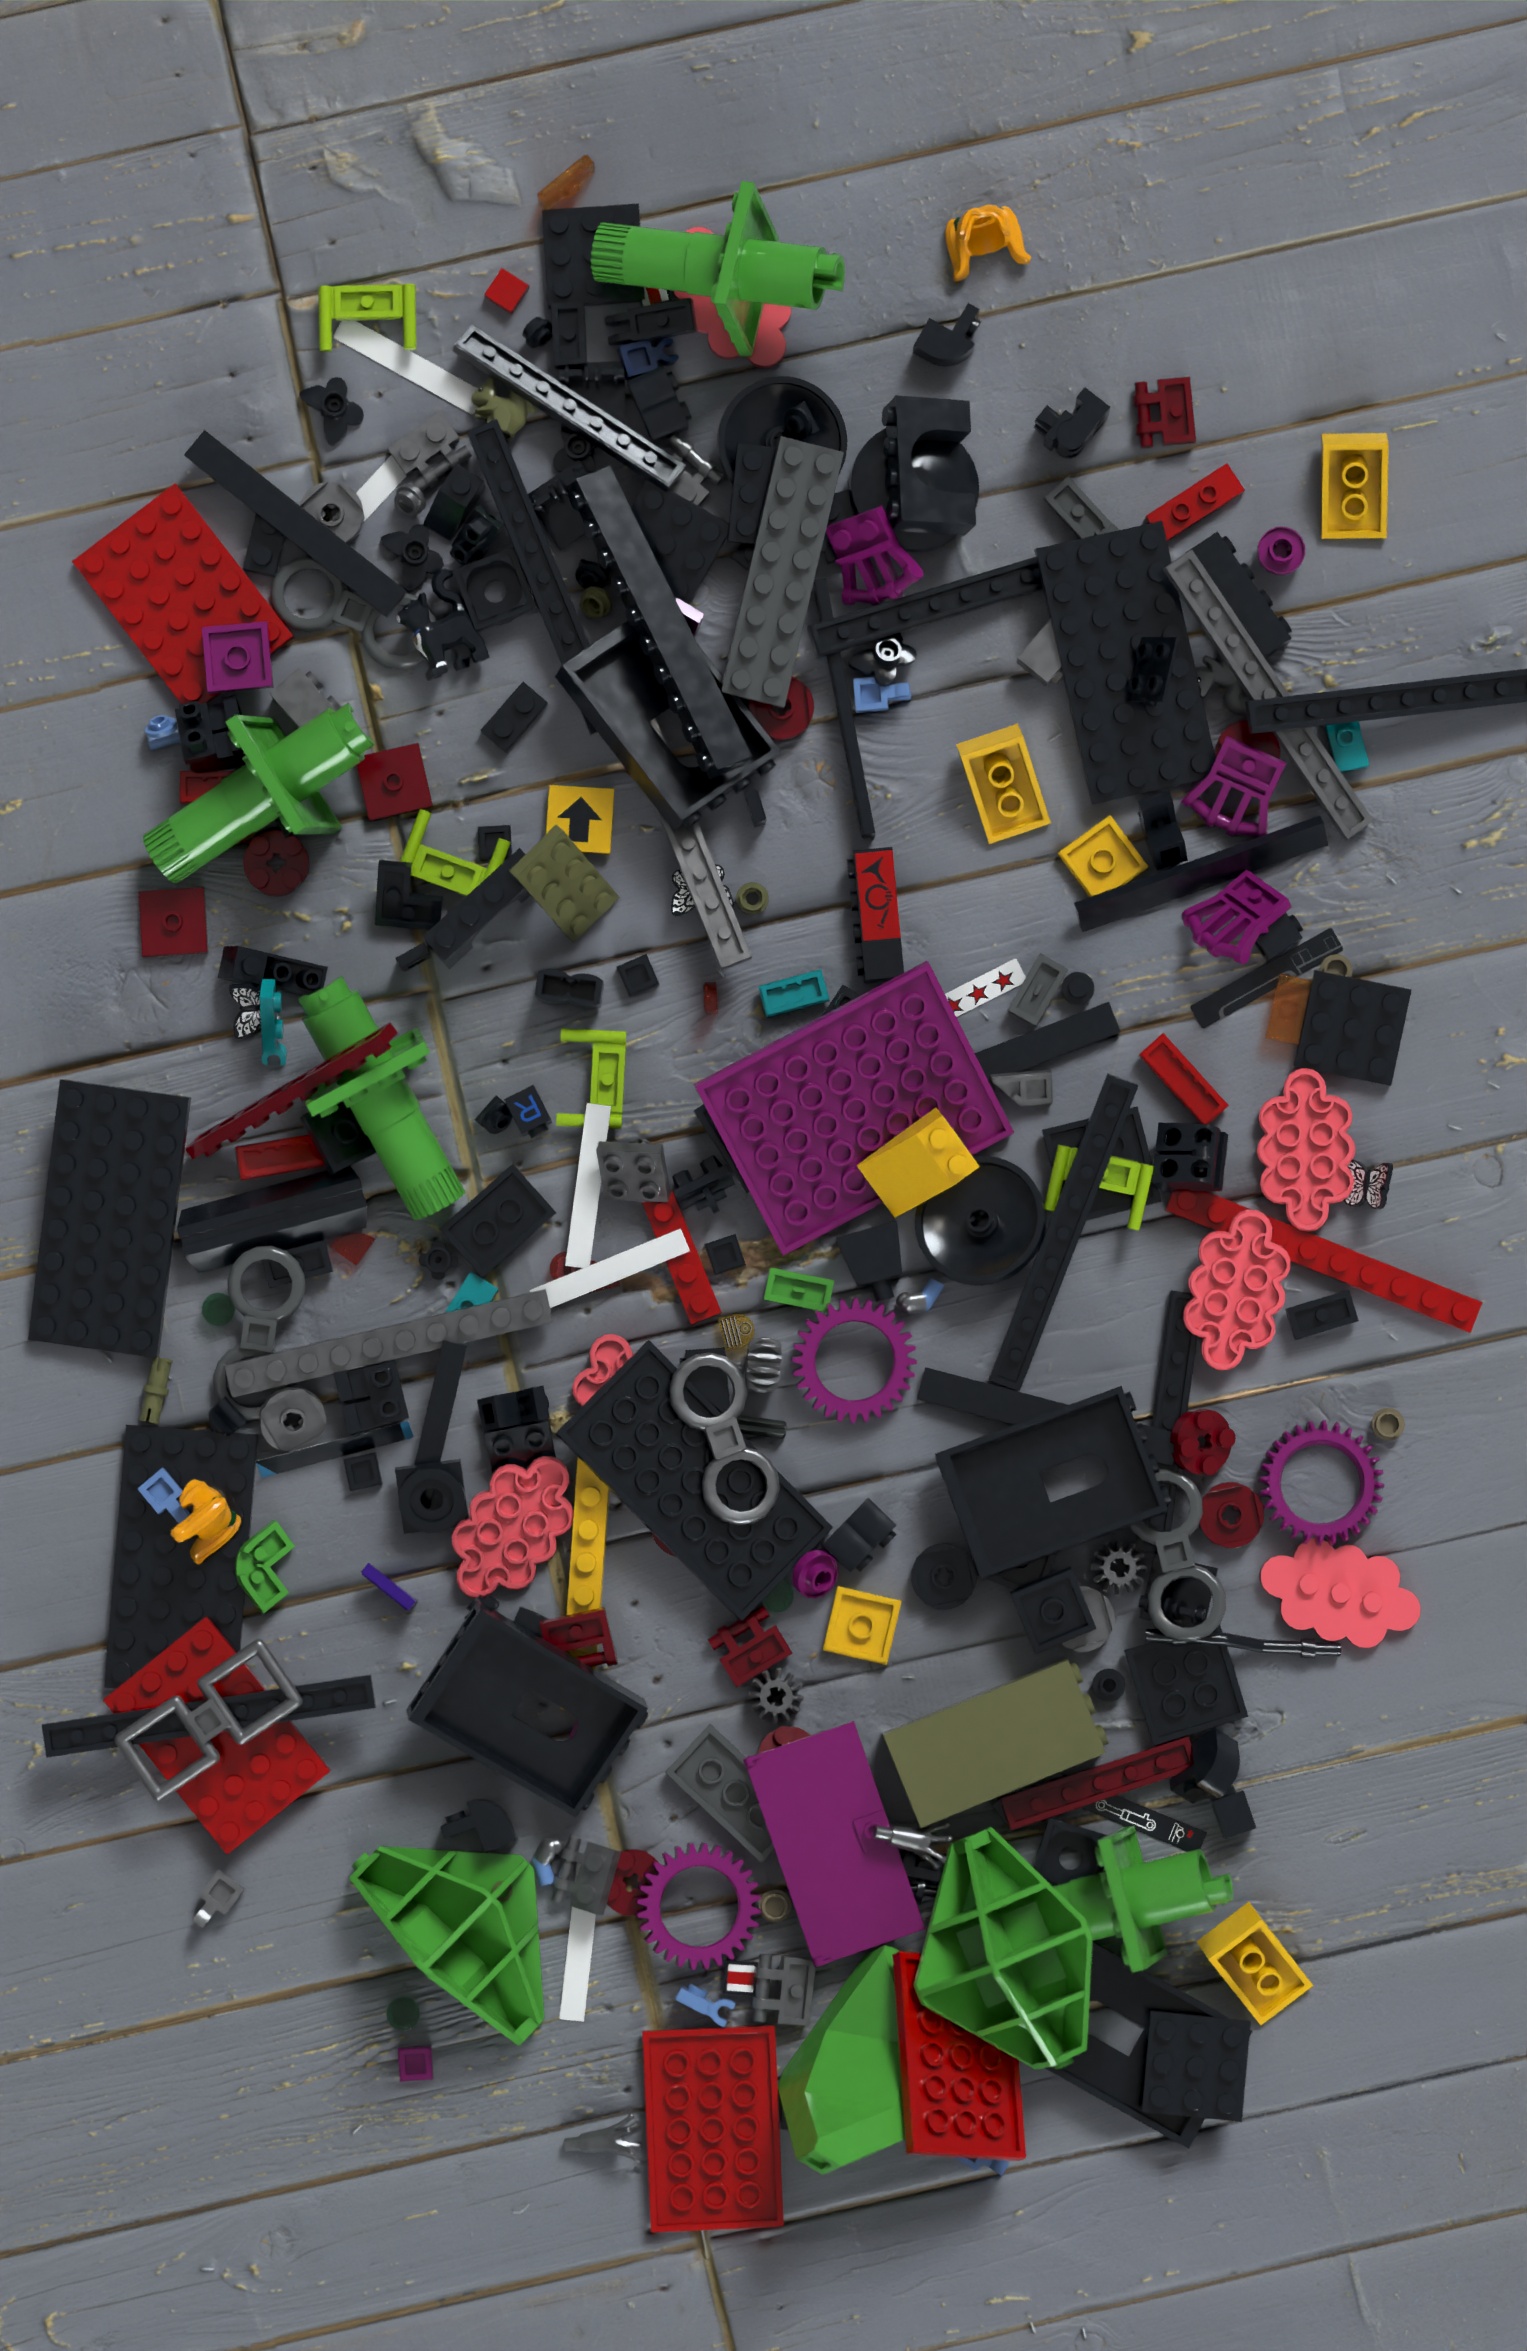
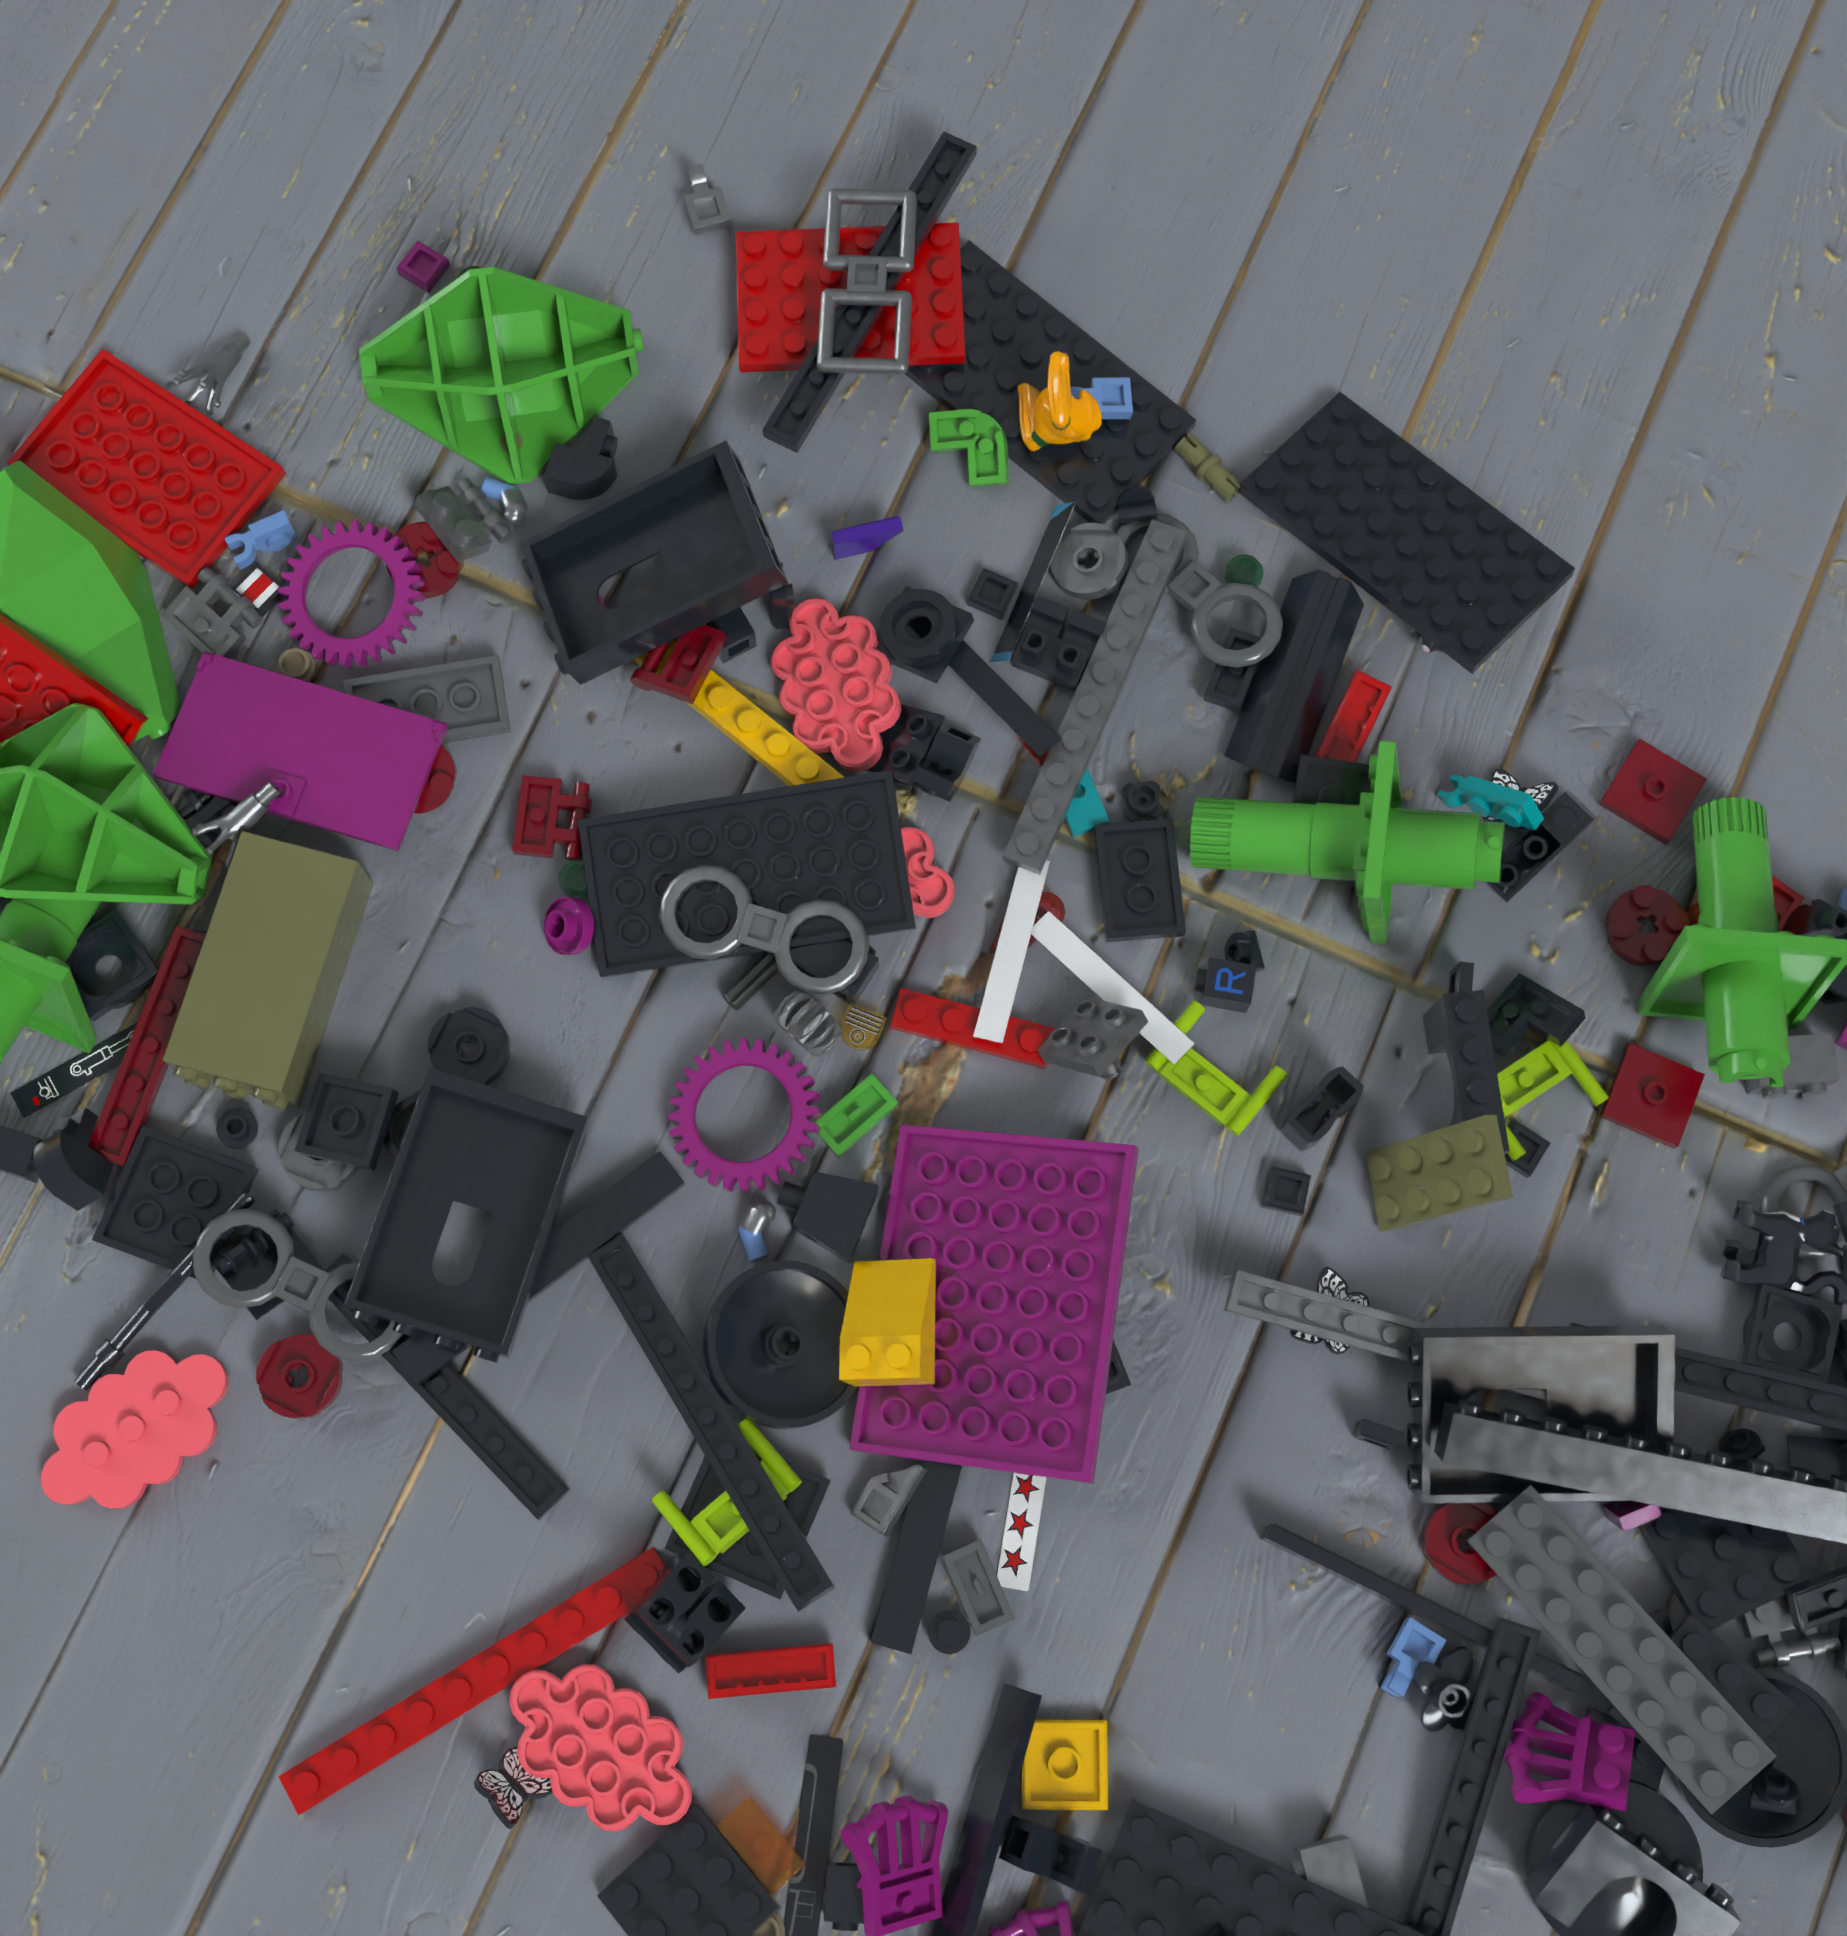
camera: 120 degrees right, 10 degrees down
(302, 1086) = (1411, 768): dark red plate -> none
(353, 1246) = (1213, 734): clear red tile -> none
(514, 717) = (1640, 1261): black plate -> none
(577, 1963) = (387, 458): white sticker -> none
(583, 815) = (1488, 1251): yellow tile -> none
(595, 602) = (1708, 1429): olive plate -> none
(704, 1190) = (1022, 1094): black hips -> none
(710, 998) = (1208, 1242): clear red tile -> none
(725, 1254) = (944, 1072): black tile -> none
(747, 889) = (1295, 1356): olive plate -> none
(765, 1692) = (492, 818): flat silver gear -> none
(793, 993) = (1156, 1331): teal plate -> none
(860, 1535) = (571, 996): black brick -> none
(862, 1625) = (487, 938): yellow tile -> none
(877, 914) = (1178, 1478): brick -> none
(1003, 783) = (1222, 1717): yellow slope -> none
(1126, 1559) = (342, 1207): flat silver gear -> none
(1217, 1445) = (372, 1406): dark red plate -> none
(1236, 1289) = (514, 1557): coral plate -> none
(1321, 1314) = (420, 1629): black plate -> none
(1347, 1446) = (197, 1479): magenta piece -> none
(1387, 1424) = (258, 1612): dark tan plate -> none

